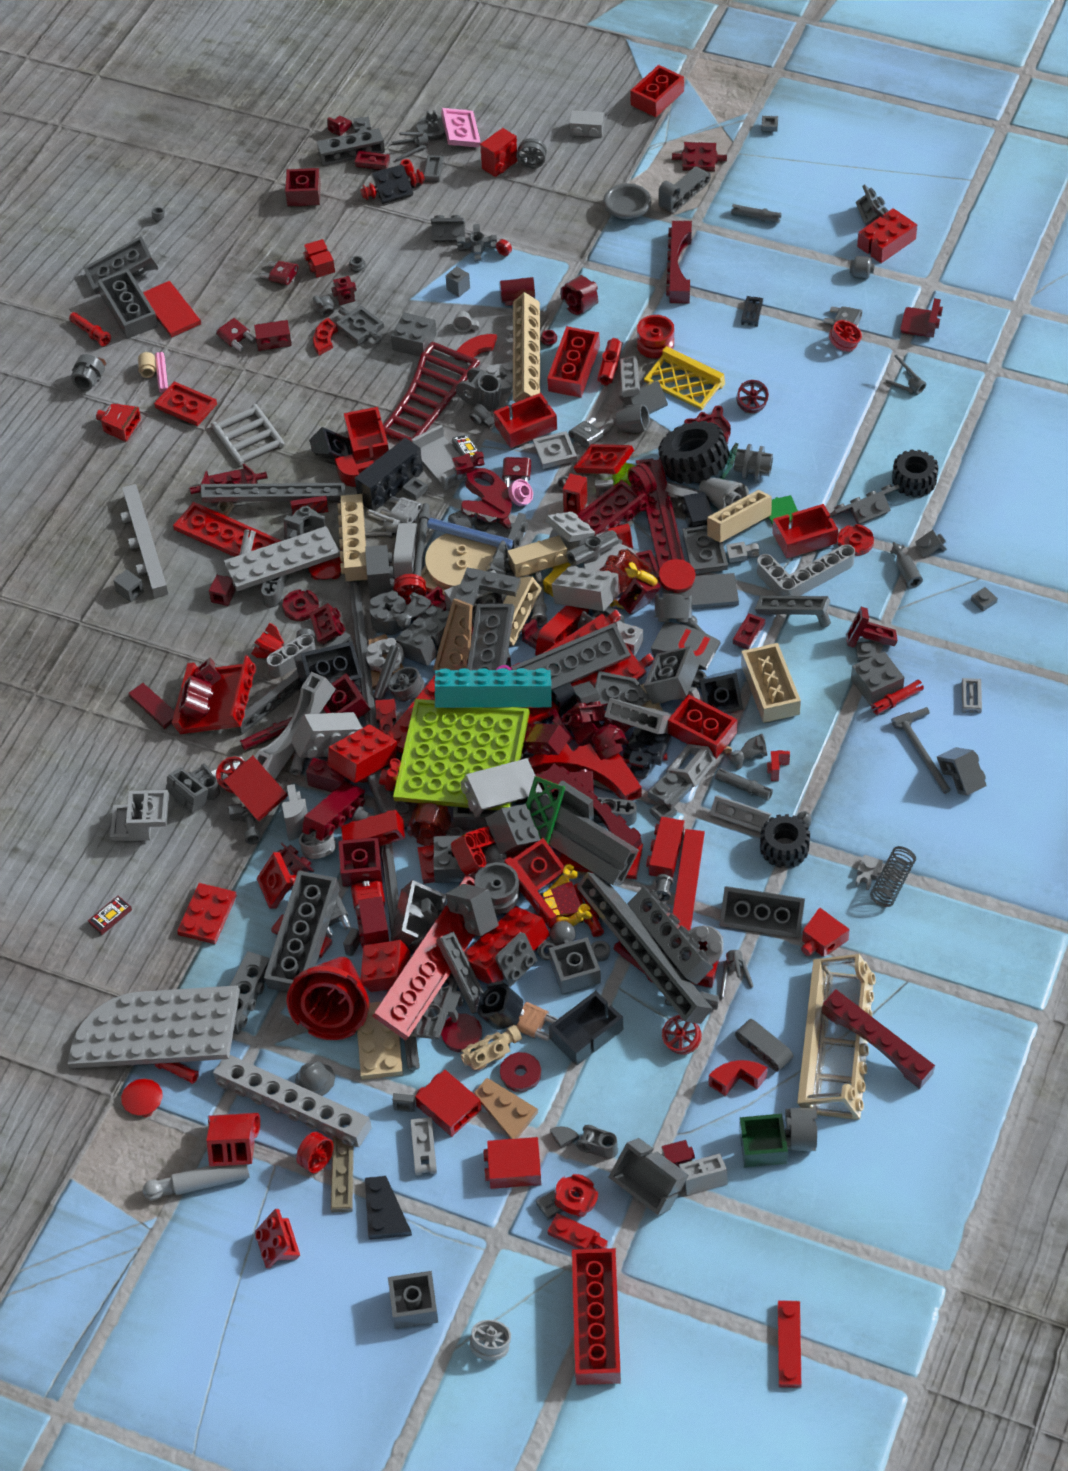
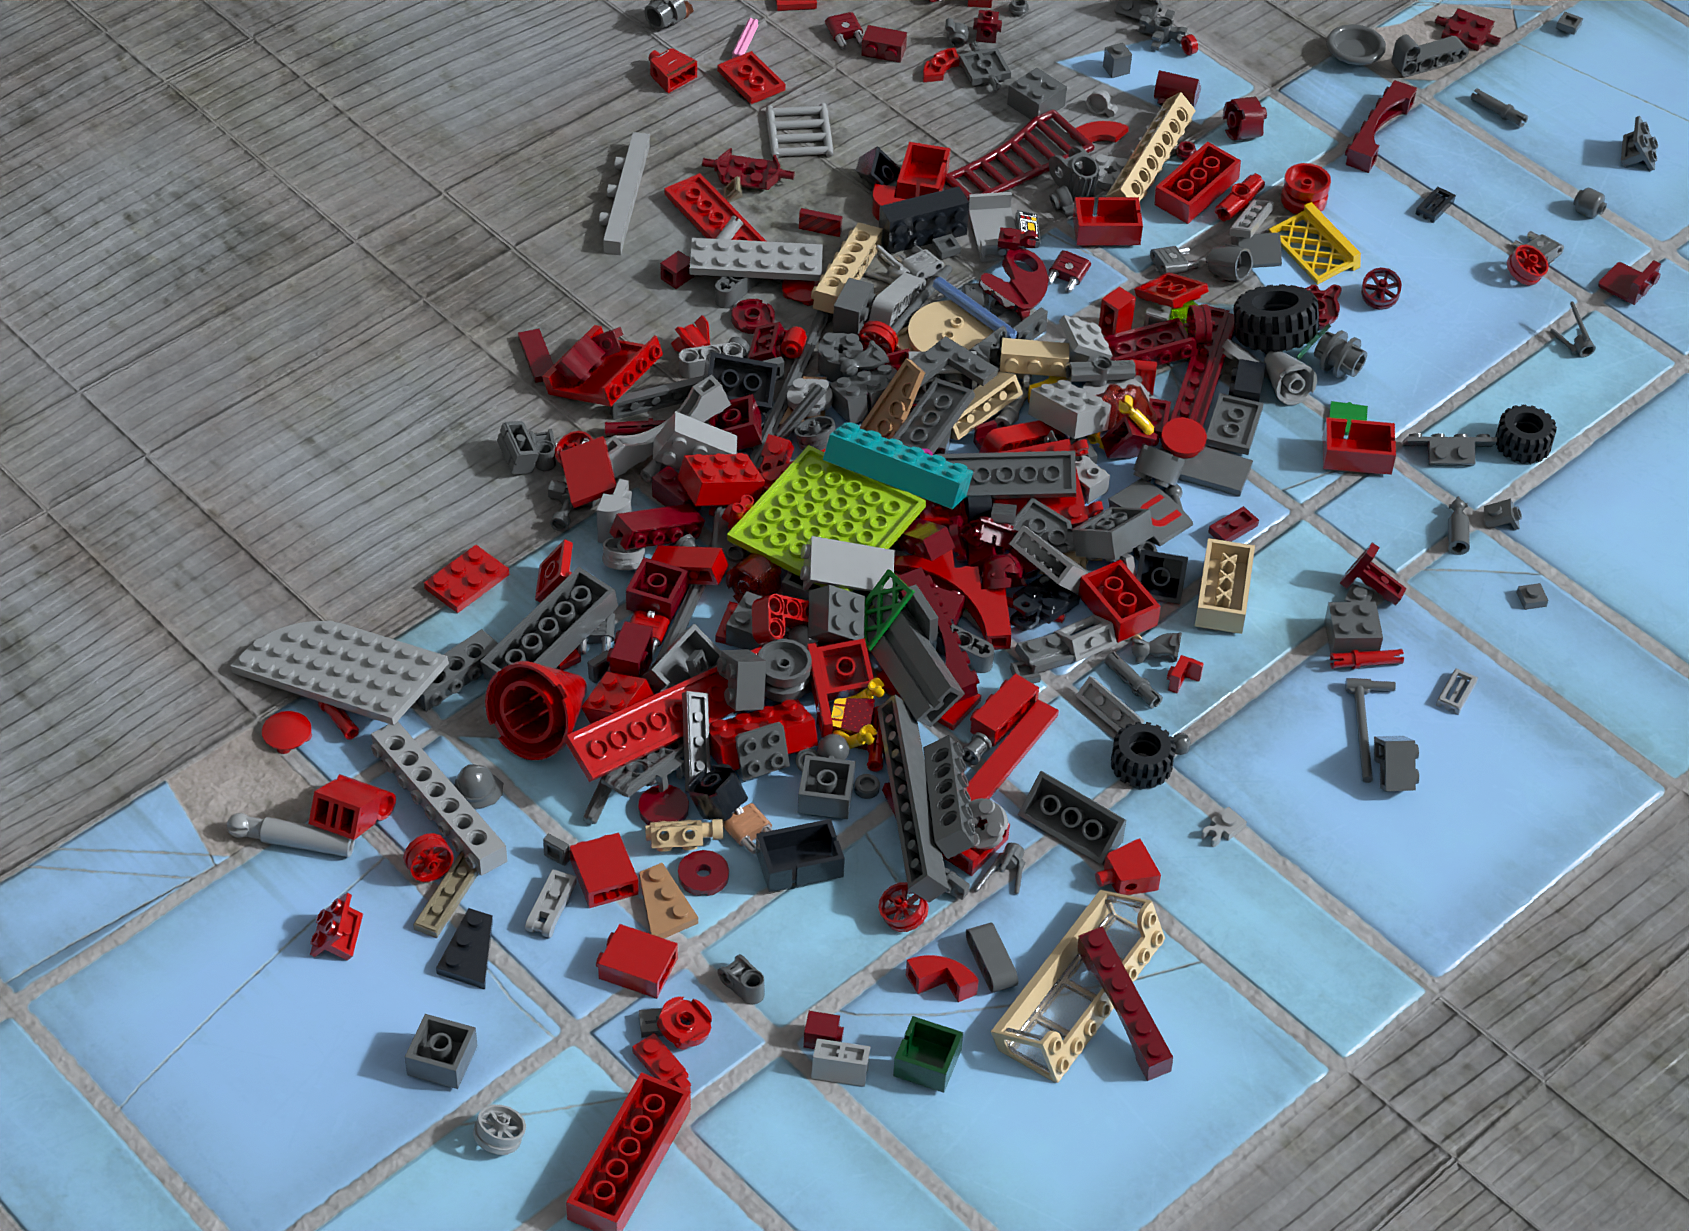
camera: 20 degrees right, 5 degrees down
(110, 915) = (365, 540): tile -> none
(128, 585) = (582, 229): dark grey brick -> none
(143, 811) = (452, 452): light grey bracket -> none
(146, 364) = (733, 25): tan brick -> none
(270, 492) = (784, 191): dark grey plate -> none
(290, 855) = (587, 556): dark red hinge -> none
(302, 522) = (800, 231): dark grey tile -> none
(347, 615) = (793, 342): none -> red brick
(378, 1049) = (562, 789): tan plate -> none
(520, 492) = (1059, 291): bright pink plate -> none
(554, 450) = (1124, 263): light grey plate -> none
(564, 1135) = (711, 957): dark grey tile -> none
(648, 1176) = (774, 1034): dark grey piece -> none
(739, 516) = (1290, 402): tan brick -> none
(739, 552) = (1272, 440): light grey plate -> none
(795, 606) = (1302, 518): dark grey piece -> none
(801, 1129) = (978, 1060): dark grey brick -> none
(806, 577) = (1336, 495): light grey beam -> none
(858, 537) = (1416, 479): red tile -> none
(886, 891) = (1229, 856): dark grey piece -> none
(887, 235) = (1639, 180): red piece -> none

